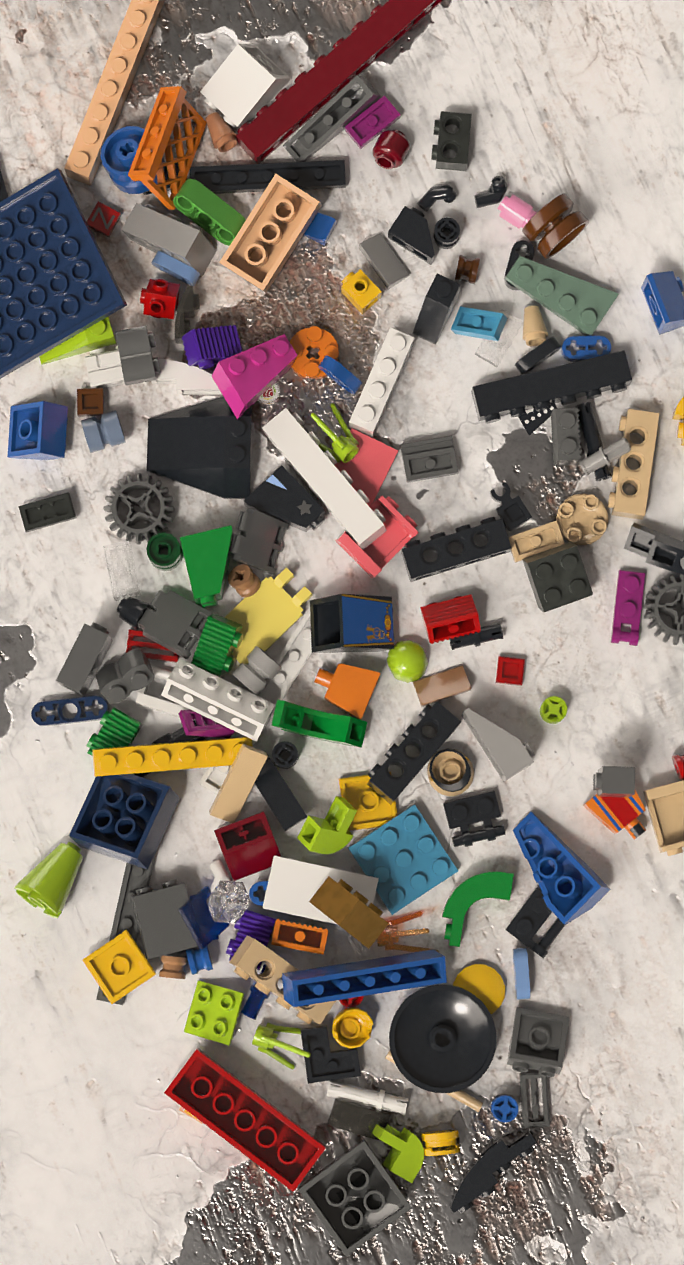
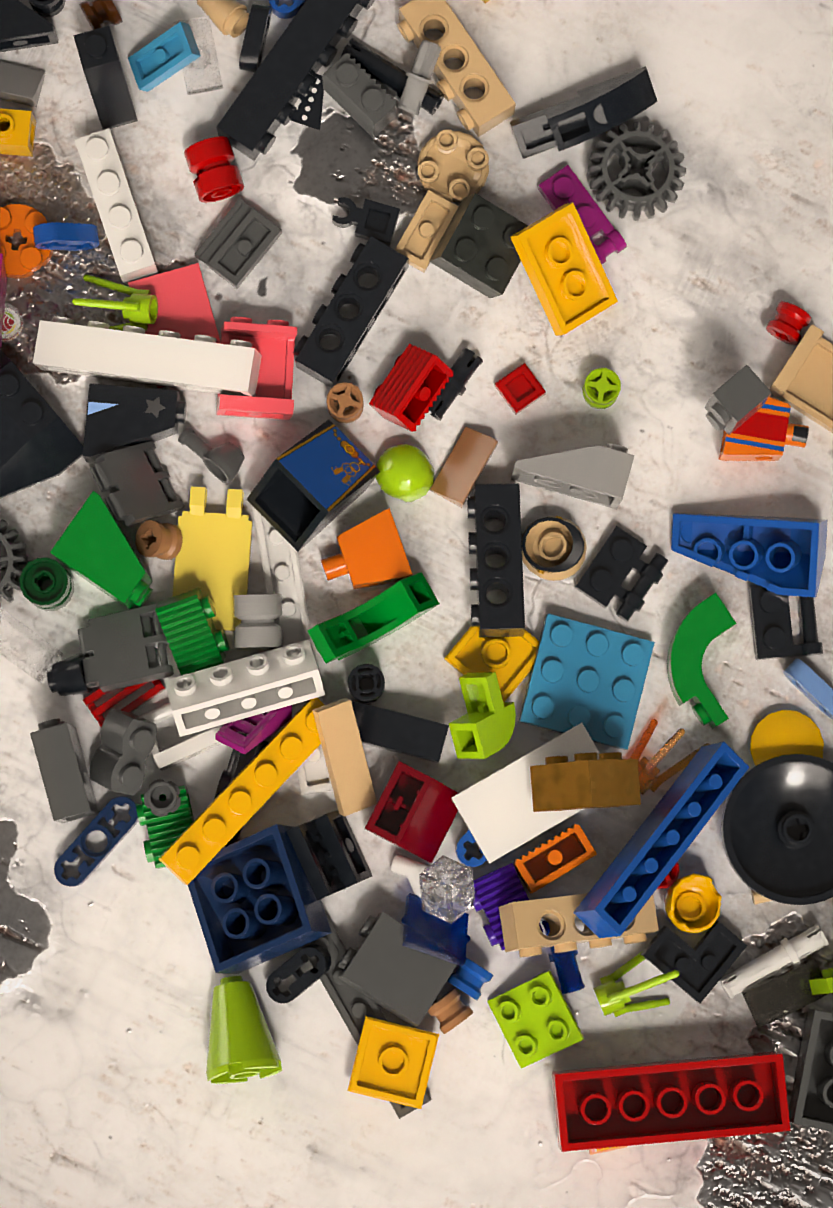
camera: 45 degrees left, 0 degrees up
(112, 869) = (293, 967): none -> black beam
(116, 716) = (172, 801): none -> dark grey plate
(184, 827) = (329, 854): none -> black slope
(315, 568) = (221, 461): none -> dark grey bar
(410, 589) = (346, 395): none -> medium nougat wheel
(451, 408) = (212, 164): none -> red wheel
(589, 628) = (564, 269): none -> yellow plate

